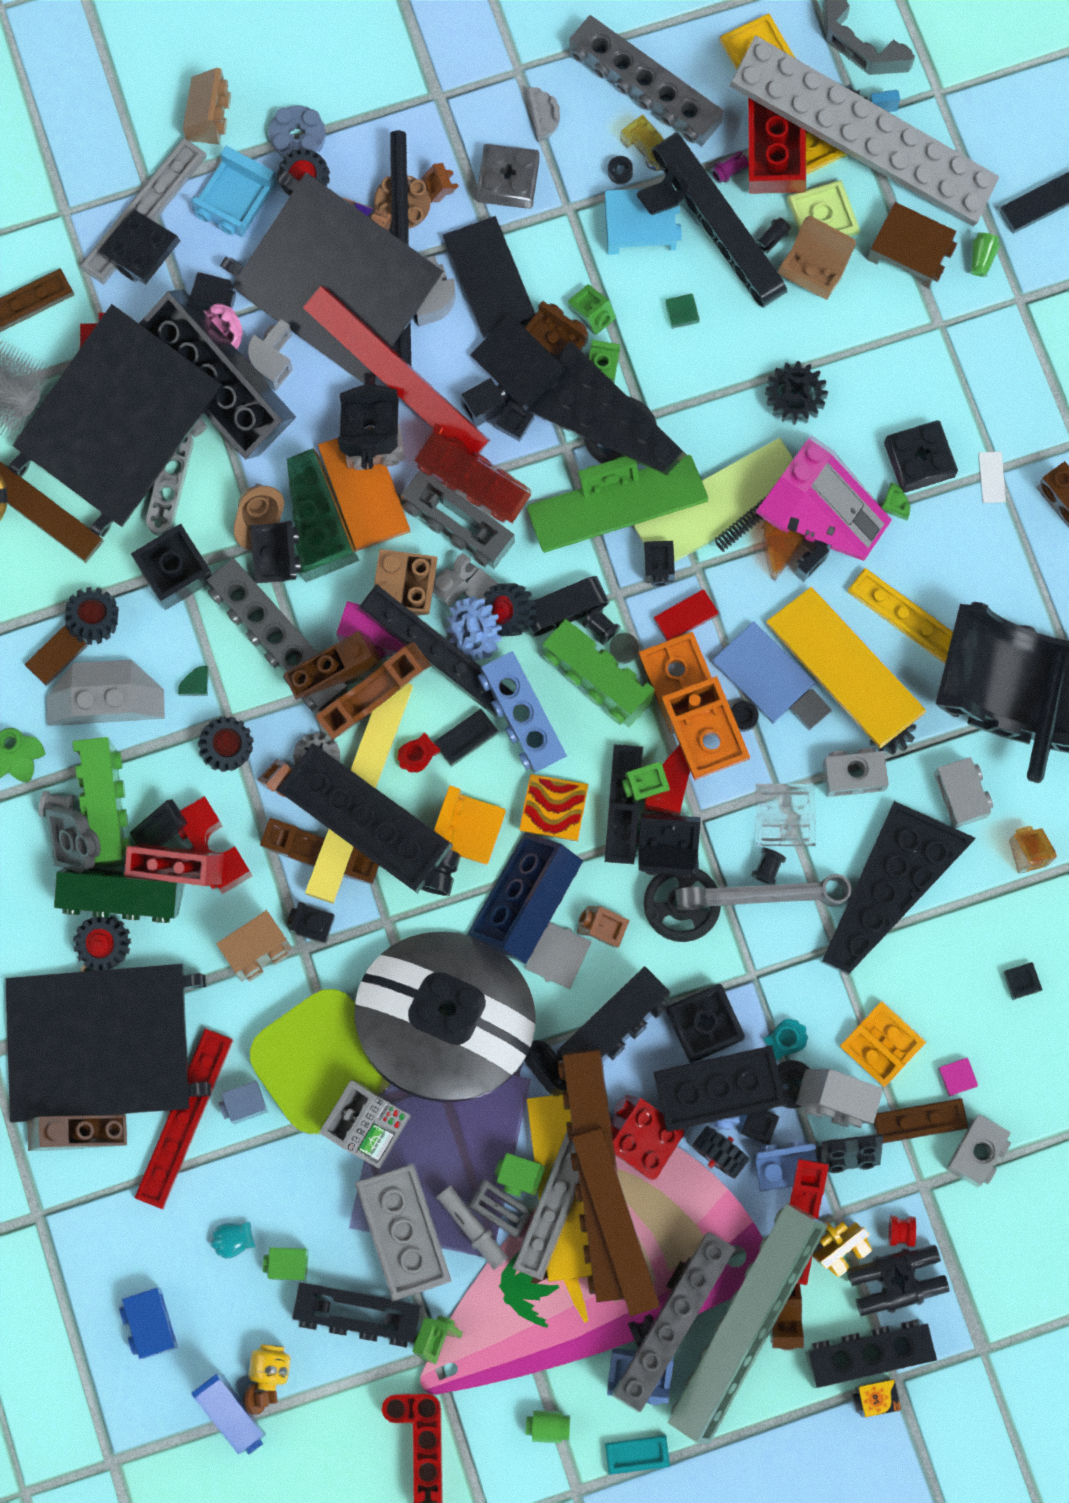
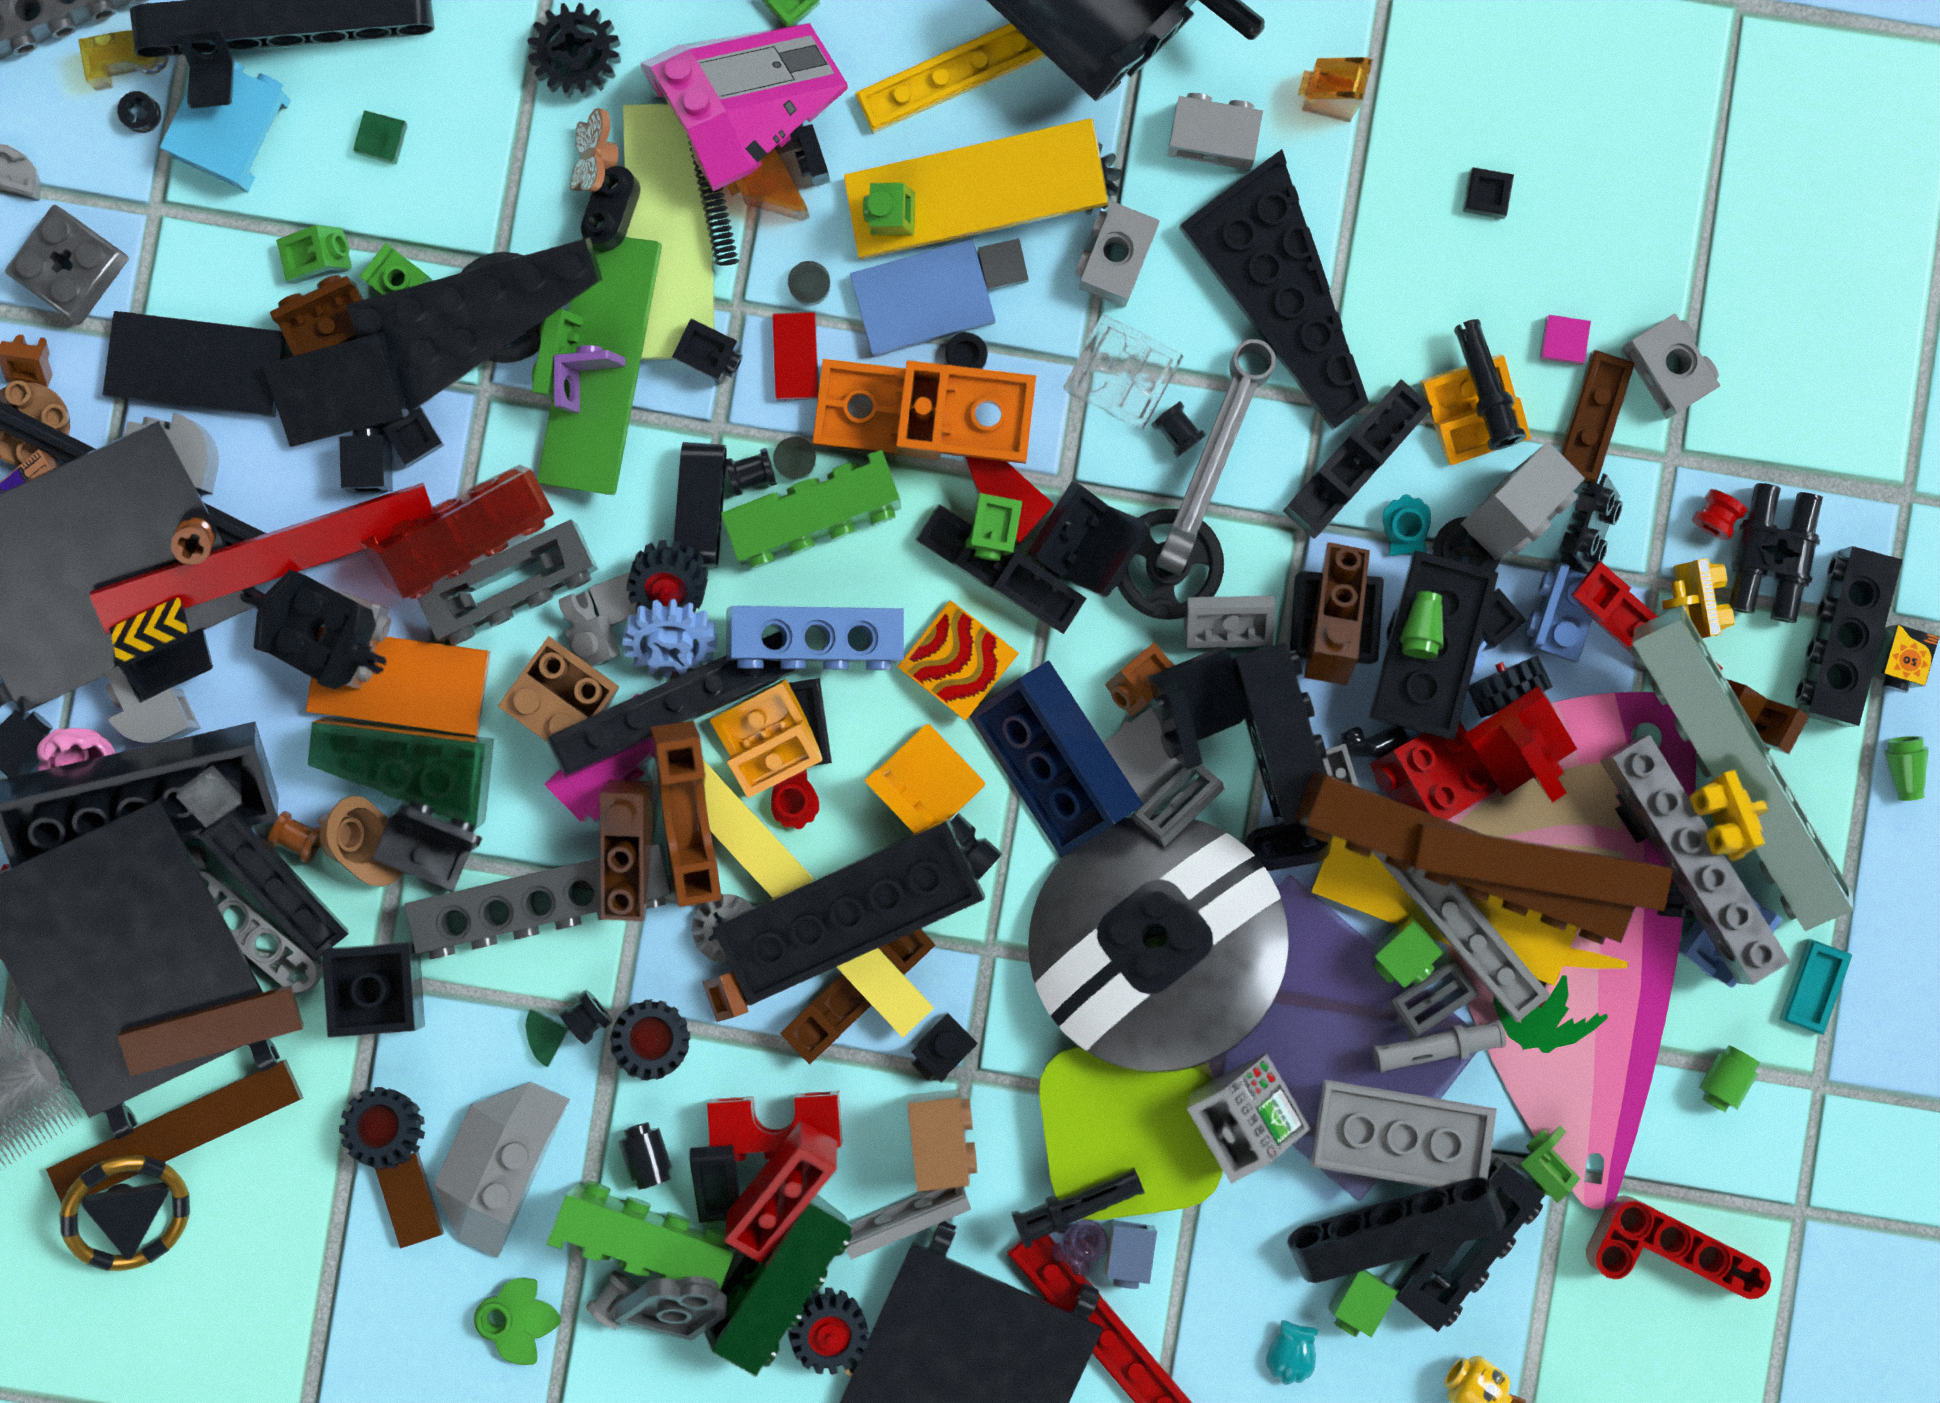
camera: 65 degrees left, 10 degrees up
(100, 486) = (210, 1030): none -> reddish brown tile
(153, 778) = (645, 1155): none -> black brick
(195, 954) = (906, 1219): none -> light grey tile
(206, 477) = (273, 883): none -> black tile
(219, 699) = (585, 1017): none -> black wheel
(233, 1069) = (1081, 1245): none -> clear purple brick
(238, 412) = (209, 796): none -> clear tile
(239, 476) = (295, 837): none -> dark orange bush
(245, 1042) = (1058, 1214): none -> black pin
(304, 352) = (159, 649): none -> piece
(343, 1257) = (1396, 1230): none -> black beam
(379, 319) = (201, 550): none -> dark orange bush
(445, 718) = (766, 738): none -> light orange slope
(537, 988) = (1180, 810): none -> dark grey tile
(604, 961) = (1195, 702): none -> black bracket
(605, 487) = (569, 366): none -> medium lavender bracket
(615, 1073) = (1339, 764): none -> light grey piece
(634, 1083) = (1374, 745): none -> black arm
(666, 956) = (1229, 621): none -> light grey bracket
(688, 1177) = (1524, 744): none -> red bracket
(705, 1017) = (1337, 615): none -> reddish brown slope
(715, 461) = (613, 206): none -> black plate
(715, 1327) = (1734, 815): none -> yellow hips
(726, 1072) = (1424, 627): none -> bright green cone
(734, 601) = (809, 283): none -> clear smoke tile
(741, 438) = (594, 152): none -> nougat animal
(801, 617) = (890, 209): none -> bright green brick
(809, 1439) = (1908, 766): none -> bright green cone
(811, 986) = (1357, 459): none -> black slope
(891, 1047) = (1493, 402): none -> black pin

